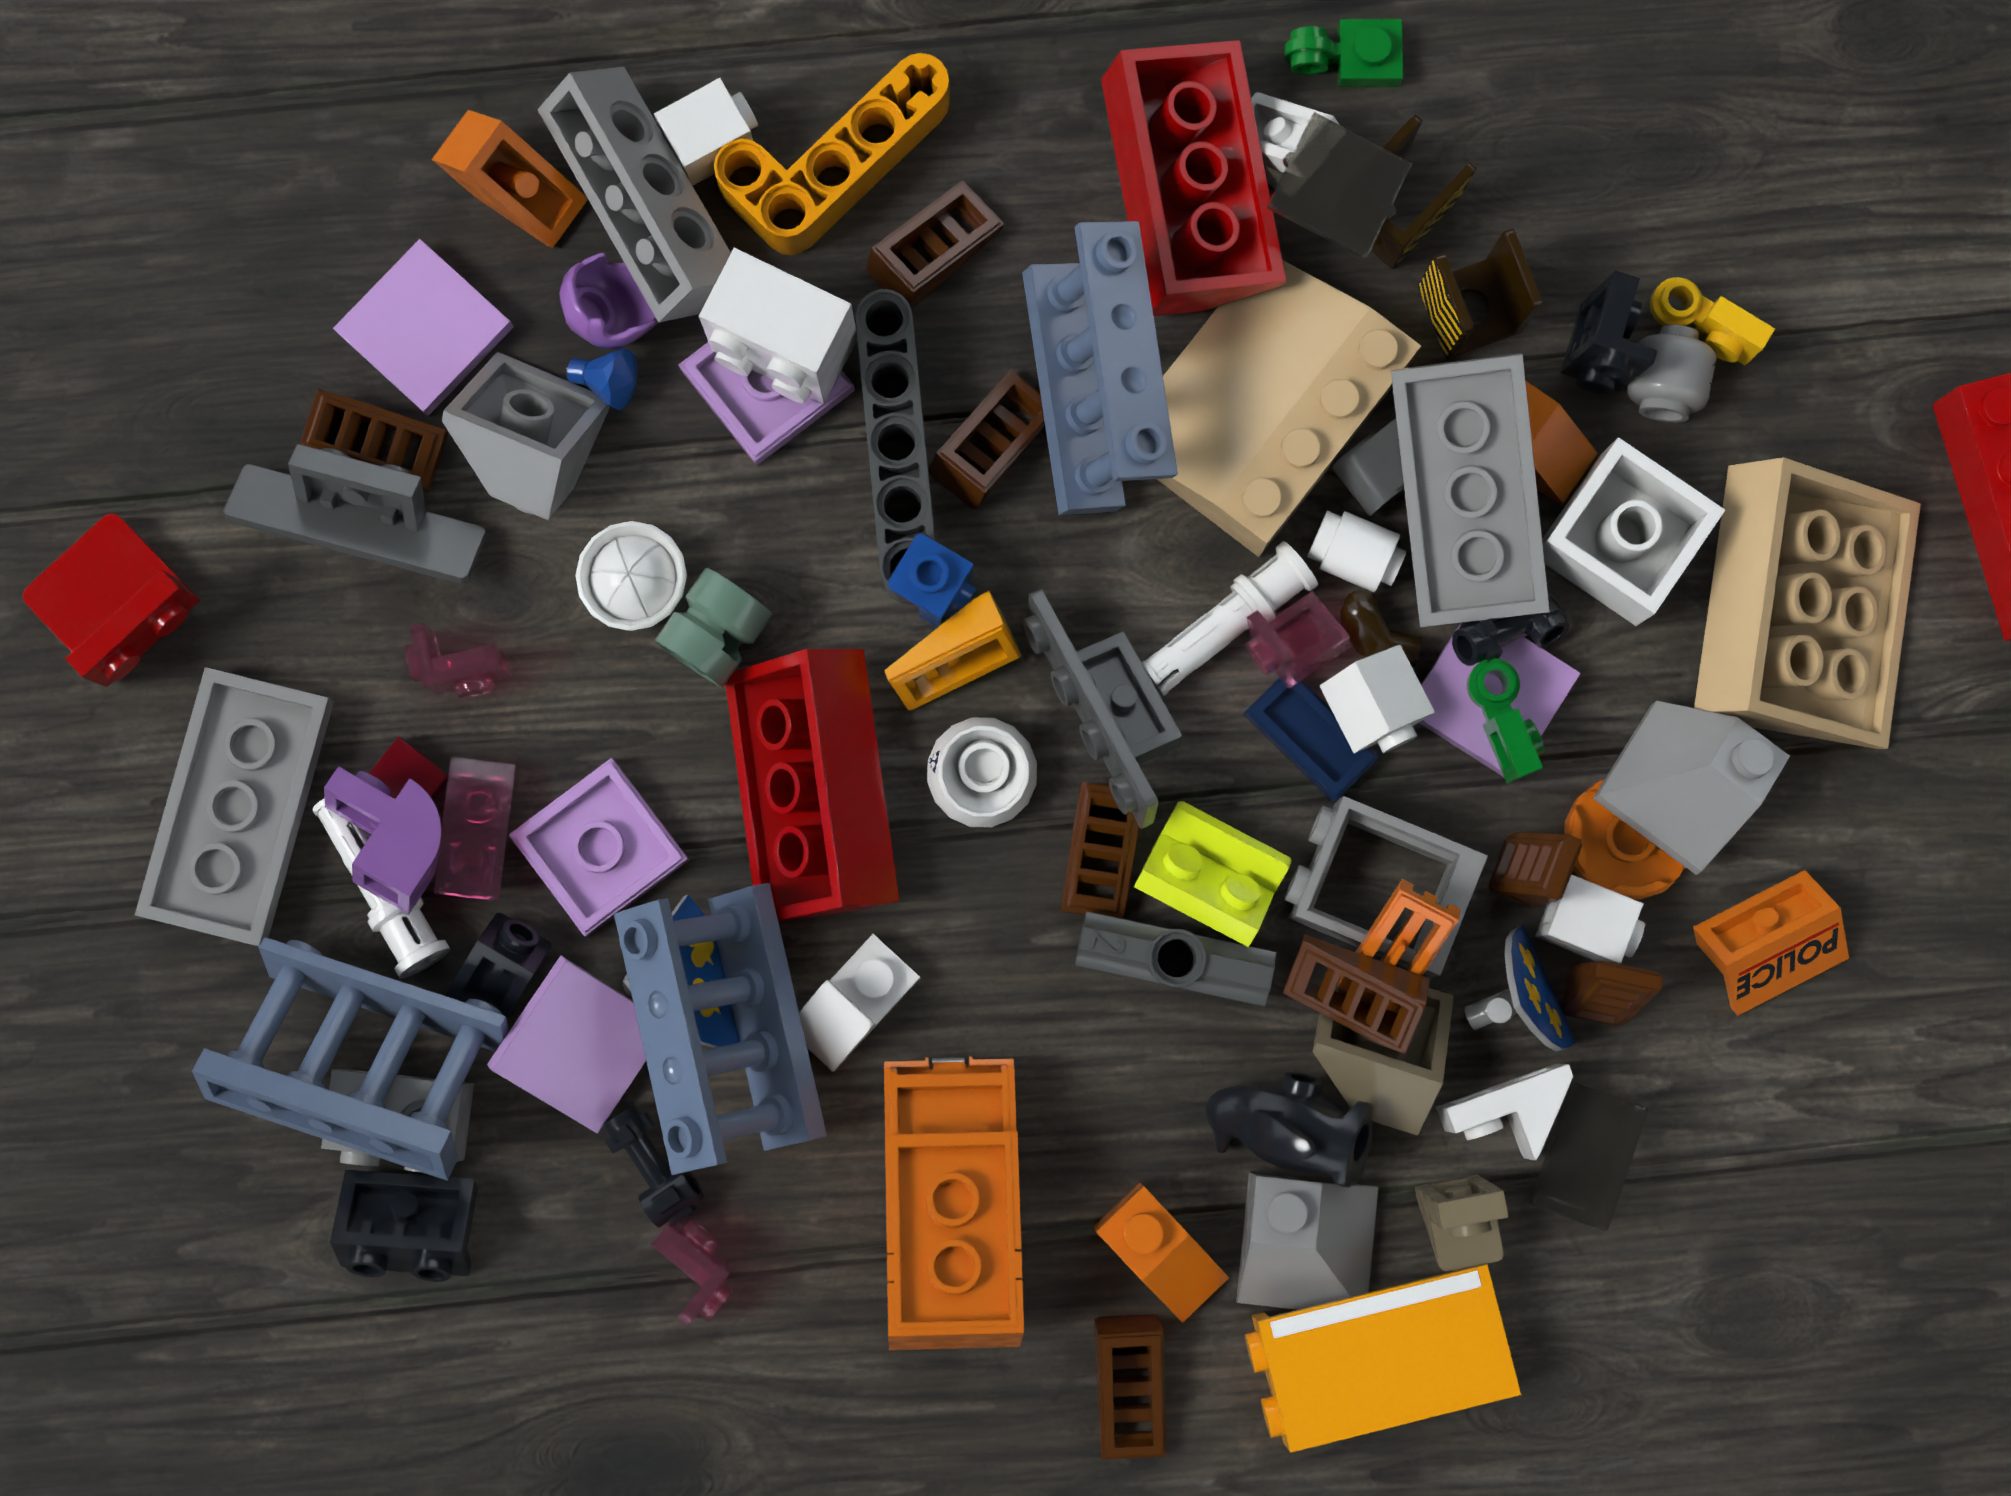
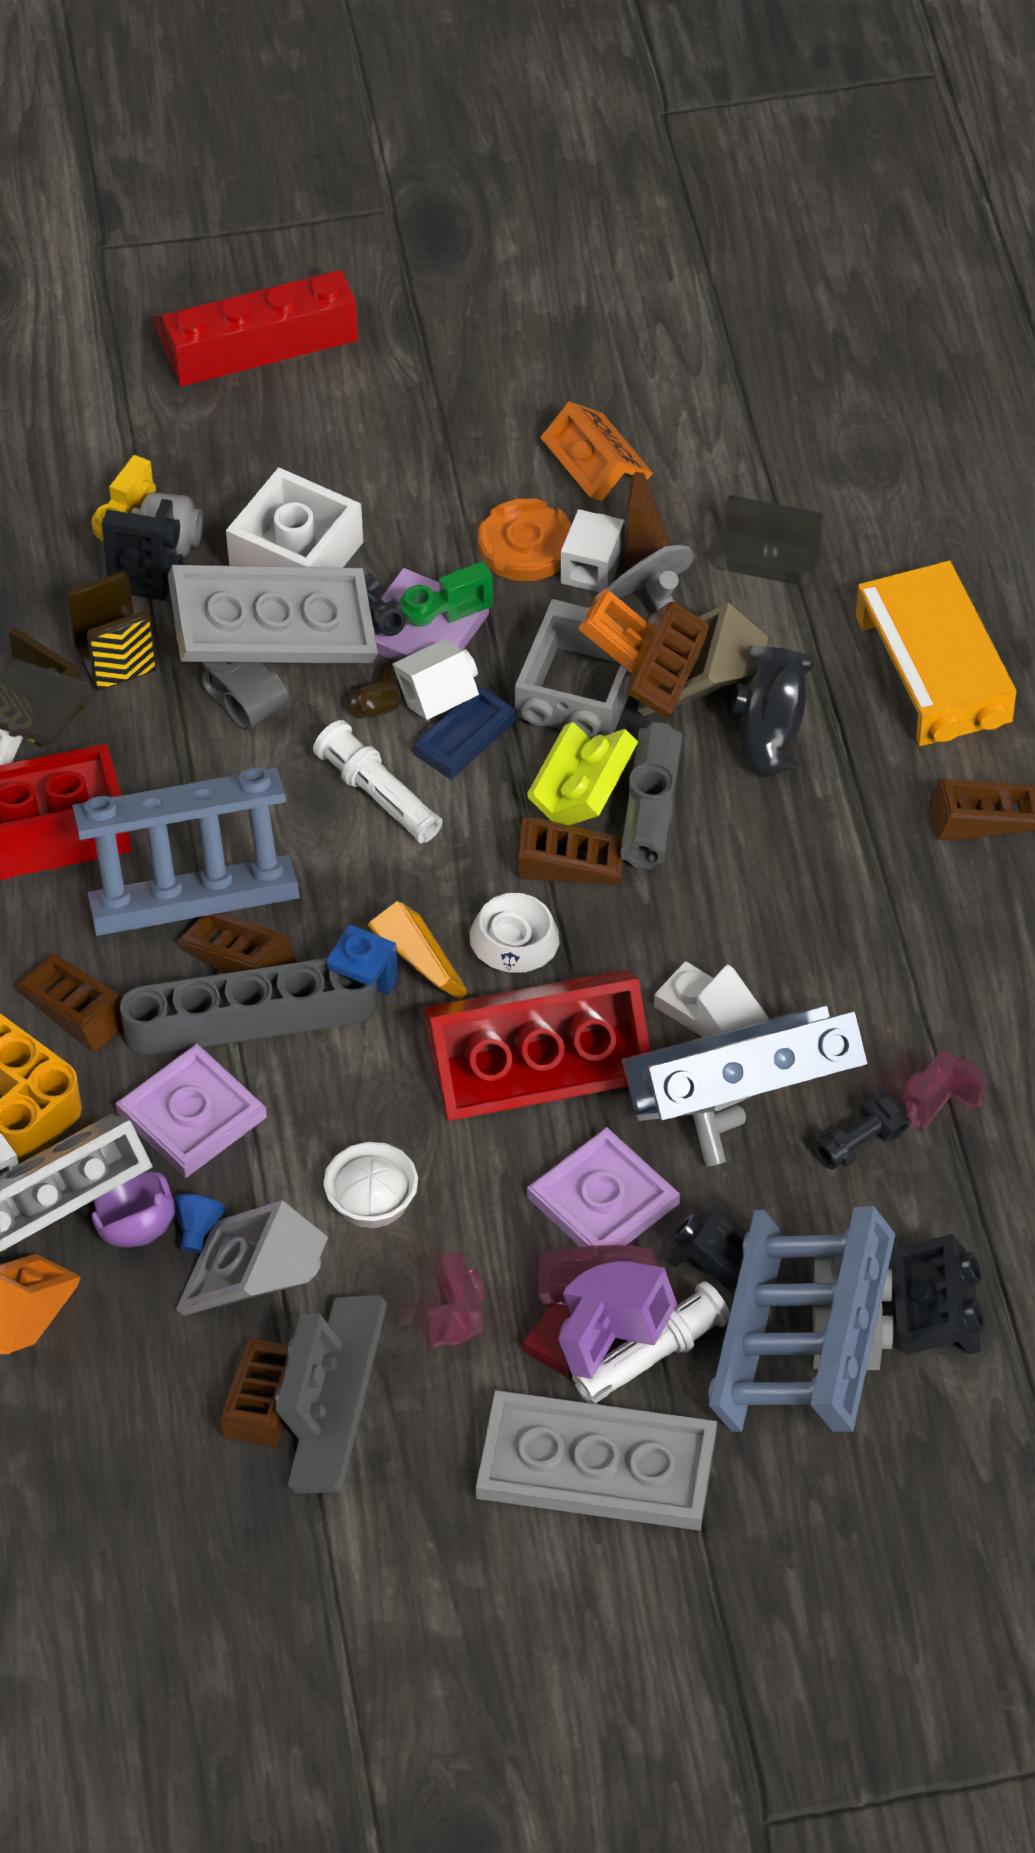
camera: 90 degrees left, 30 degrees down
(109, 600) = (423, 1571): red bracket -> none
(423, 327) = (156, 1364): lavender tile -> none
(574, 1045) = (770, 1178): lavender tile -> none
(714, 627) = (405, 1111): sand green wheel -> none
(778, 328) = (161, 1061): white brick -> none
(952, 1205) = (865, 910): orange piece -> none
(1115, 701) = (457, 841): dark grey bracket -> none
(1160, 1252) = (874, 796): orange slope -> none
(1274, 400) = (187, 731): tan slope -> none
(1296, 640) = (392, 734): clear pink bracket -> none
(1305, 1241) = (859, 714): light grey slope -> none
(1357, 550) = (316, 703): white brick -> none
(1463, 1220) = (824, 603): dark tan slope -> none
(1527, 1101) = (740, 580): white slope -> none
(1535, 867) = (554, 572): reddish brown slope -> none
(1690, 780) = (480, 491): light grey slope -> none
(1808, 603) = (343, 441): tan slope -> none

